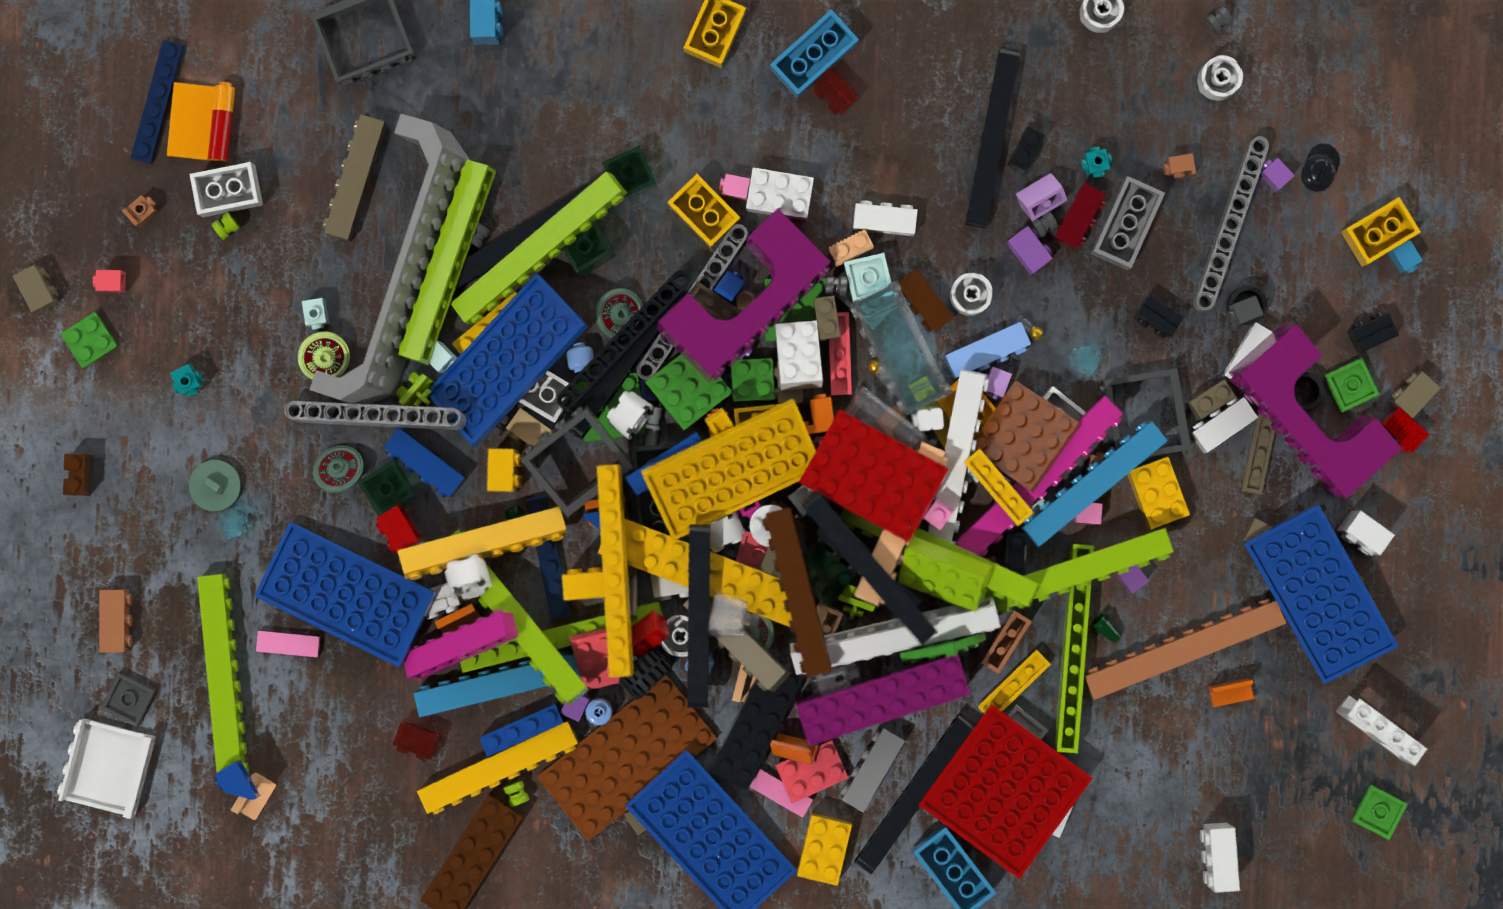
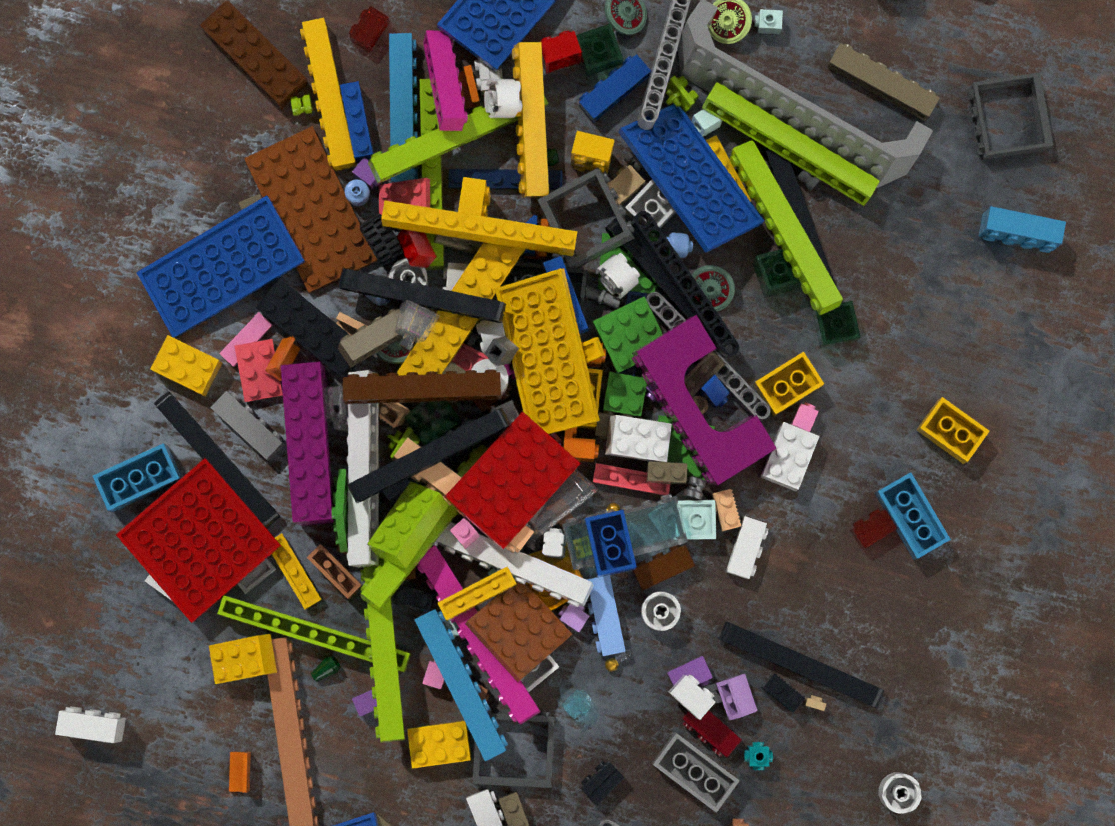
camera: 100 degrees right, 5 degrees down
(739, 518) = (501, 351): none -> dark grey brick
(916, 360) = (610, 543): none -> blue brick
(1029, 115) = (815, 702): none -> tan plate
(1054, 242) = (692, 696): none -> white brick
(1117, 715) = (242, 658): none -> yellow brick

